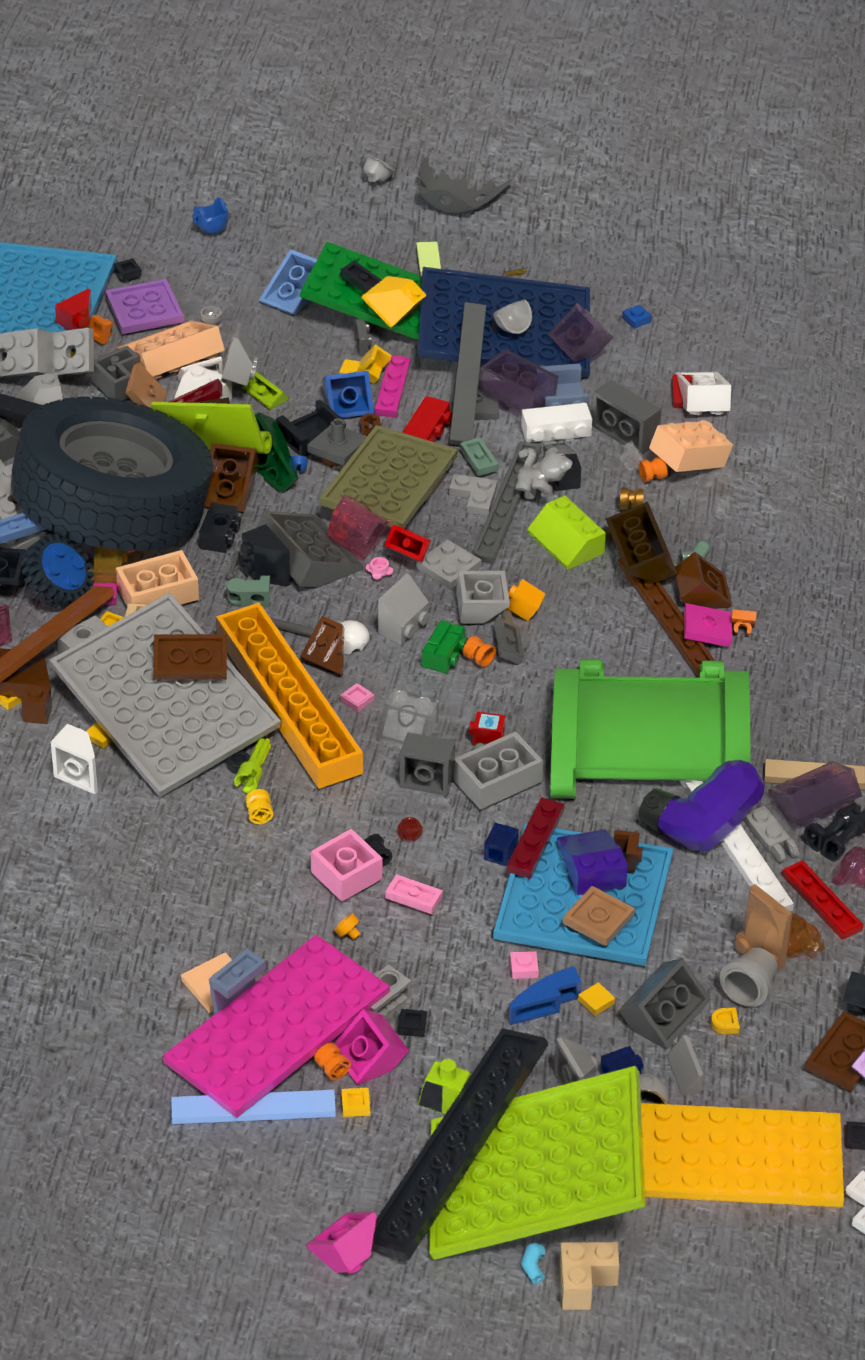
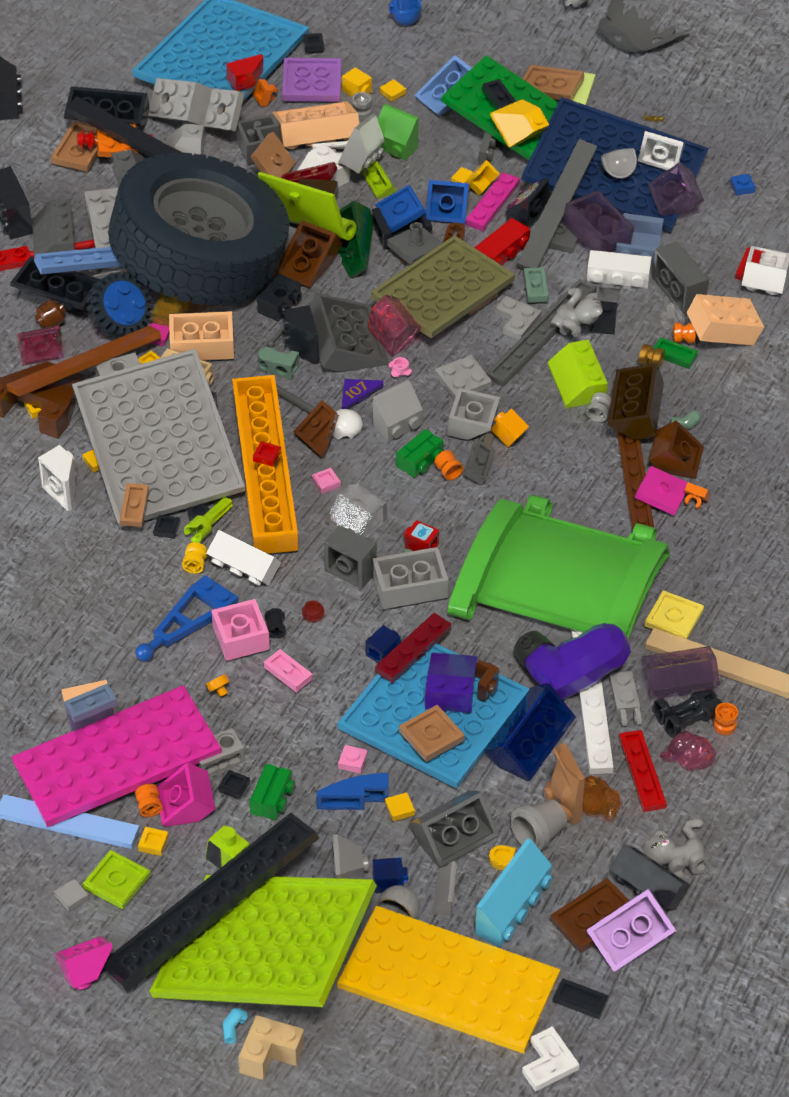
camera: 20 degrees right, 5 degrees up
(172, 767) = (134, 505): none -> medium nougat plate
(190, 656) = (187, 410): reddish brown plate -> none
(194, 299) = (355, 82): none -> yellow brick
(211, 783) = (166, 526): none -> black tile
(234, 300) = (392, 90): none -> yellow tile
(267, 335) = (399, 132): none -> bright green slope
(288, 838) = (206, 591): none -> blue plate
(292, 681) = (267, 453): none -> red tile
(295, 1180) = (71, 895): none -> light grey tile
(300, 462) = (376, 254): blue hinge -> none
(307, 410) = (401, 208): none -> blue plate
(313, 794) = (243, 559): none -> white brick
(337, 1150) = (116, 879): none -> lime plate
(346, 601) = (358, 390): none -> dark purple tile
(405, 255) = (554, 81): none -> medium nougat plate
(407, 542) = (430, 349): red slope -> none
(435, 377) = (529, 203): none -> black slope
(458, 1018) = (271, 792): none -> green brick
(551, 297) = (660, 151): none -> white slope
(604, 559) = (599, 407): none -> light grey wheel
(654, 491) = (677, 353): none -> green tile
(694, 890) = (530, 732): none -> clear blue slope
(761, 1052) = (513, 894): none -> medium azure slope
(779, 741) = (674, 615): none -> light yellow plate

